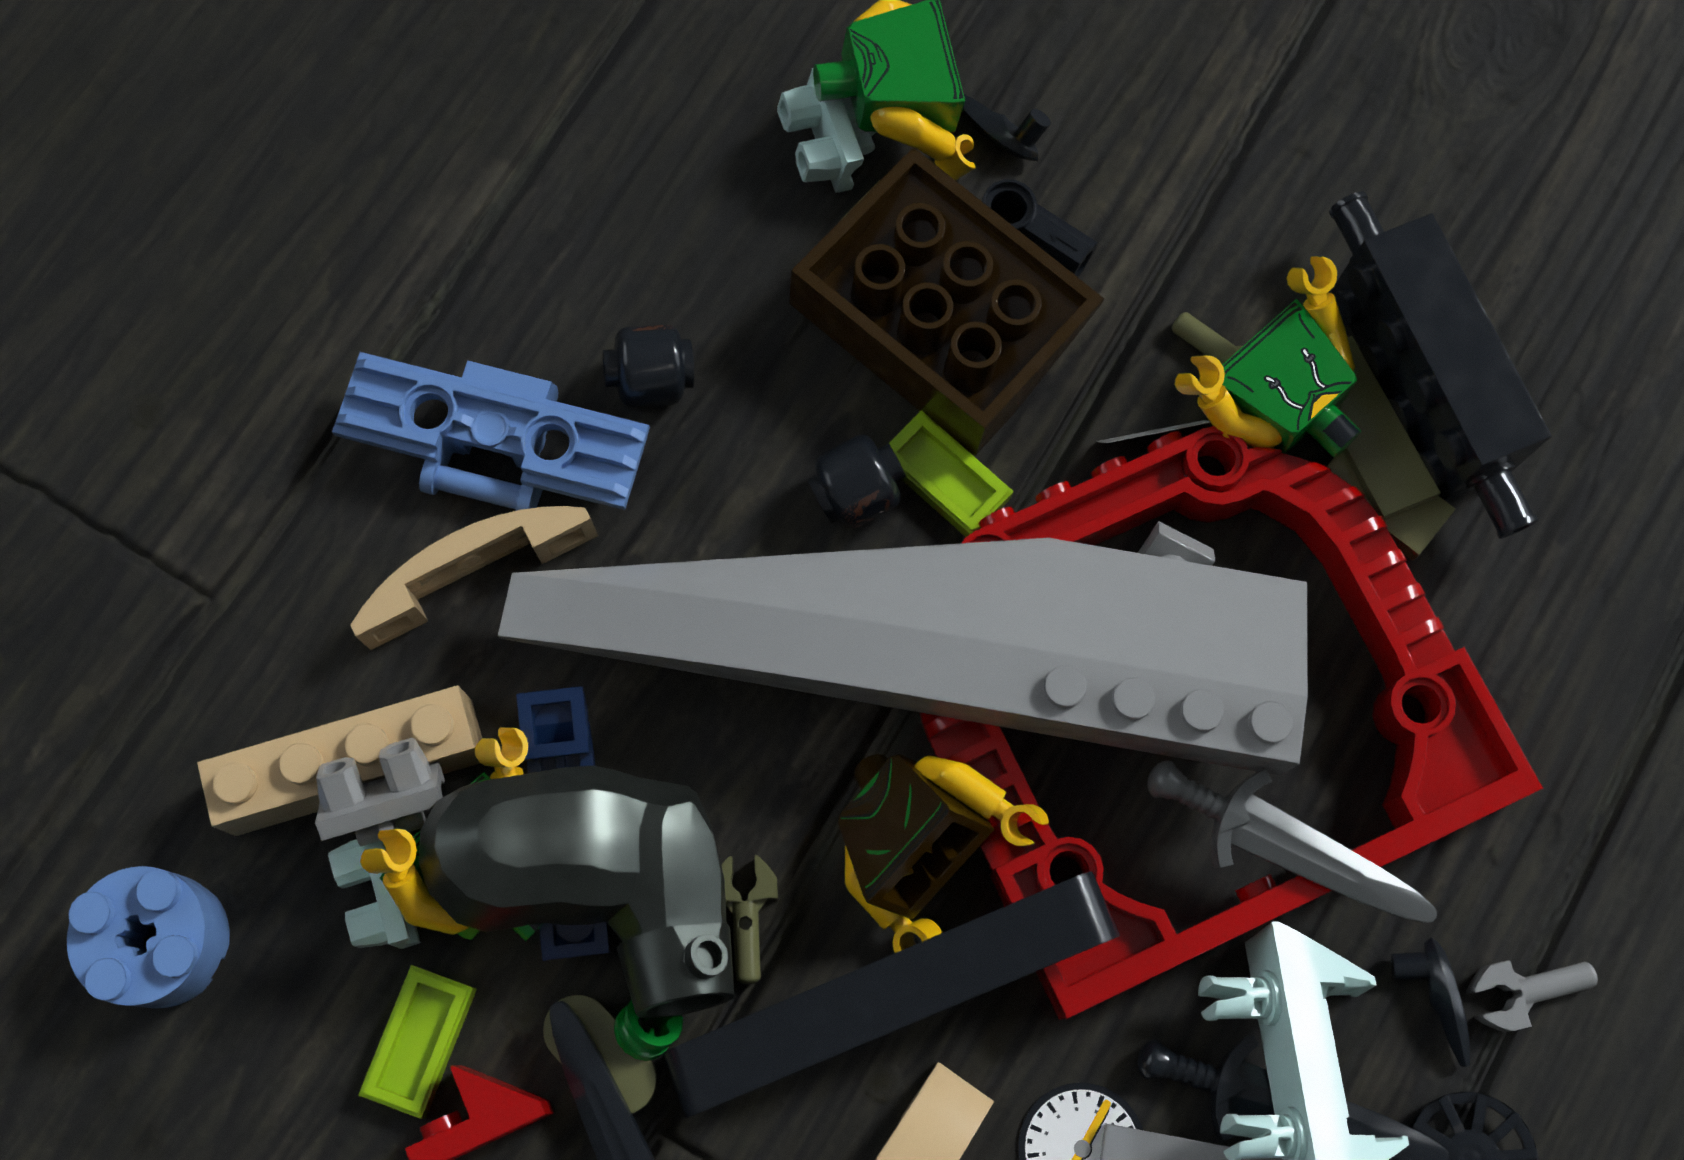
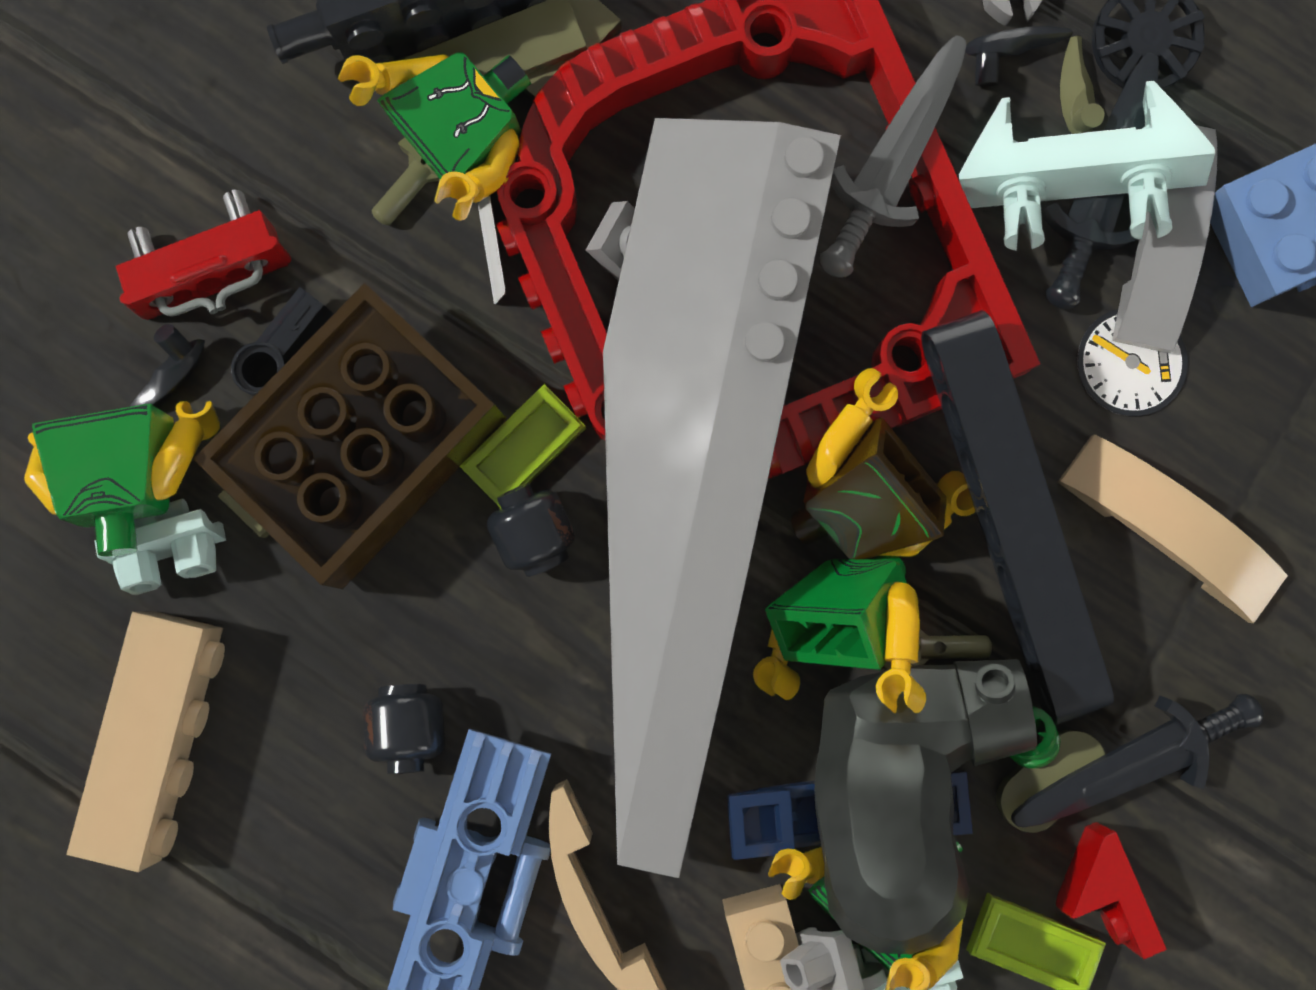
camera: 85 degrees left, 10 degrees up
(635, 128) = (147, 741): none -> tan brick
(772, 806) = (847, 617): none -> green torso
(1115, 155) = (207, 263): none -> red piece
(1395, 1075) = (1077, 92): none -> olive bar

